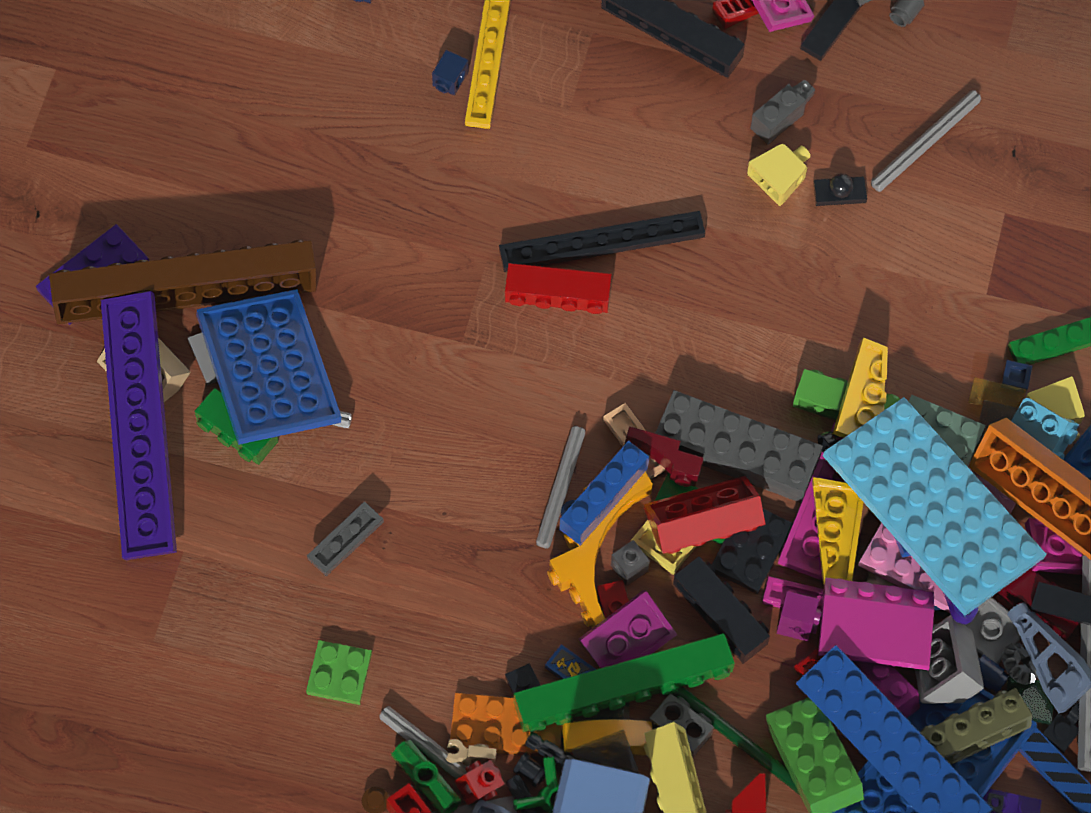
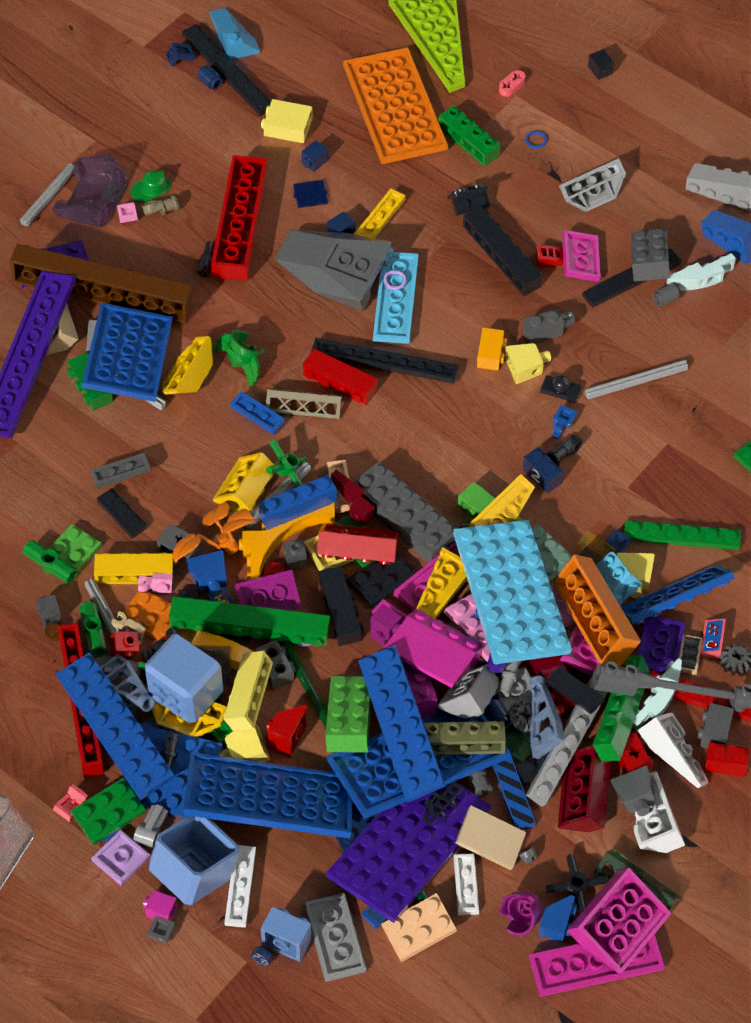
camera: 25 degrees right, 10 degrees down
(34, 175) = (47, 195): none -> light grey axle
(97, 148) = (96, 193): none -> clear purple windscreen
(156, 160) = (127, 212): none -> bright pink plate
(166, 110) = (150, 186): none -> green piece
(199, 134) = (162, 206): none -> dark tan connector
(298, 186) = (206, 259): none -> black pin
(313, 111) = (239, 218): none -> red brick
(337, 709) = (57, 567): none -> green piece
(354, 776) = (48, 610): none -> flat silver brick
(358, 356) = (190, 368): none -> yellow wedge
(374, 596) = (121, 513): none -> black plate
(382, 38) = (310, 194): none -> clear blue piece
(416, 307) = (240, 353): none -> green helmet
(433, 668) = (127, 567): none -> yellow brick
(471, 129) = (335, 263): none -> dark grey wedge
(476, 677) = (158, 582): none -> bright pink plate
(478, 382) = (257, 413): none -> blue plate
(489, 615) = (170, 538): none -> dark grey brick
(513, 487) = (245, 482): none -> yellow slope
(527, 333) = (306, 396): none -> dark tan fence
(534, 634) = (208, 572): none -> blue torso
(549, 557) = (225, 541): none -> orange plant
(556, 134) = (394, 287): none -> lavender piece
(558, 443) = (286, 464): none -> green bar
(570, 145) = (396, 306): none -> medium azure plate
(728, 171) = (490, 349): none -> light orange brick
(866, 231) = (563, 418): none -> blue plate
(877, 315) = (542, 470): none -> dark blue brick
(886, 276) = (563, 449): none -> black connector
(981, 627) = (508, 678): none -> light grey pin
(1015, 777) = (480, 783): none -> dark grey bush

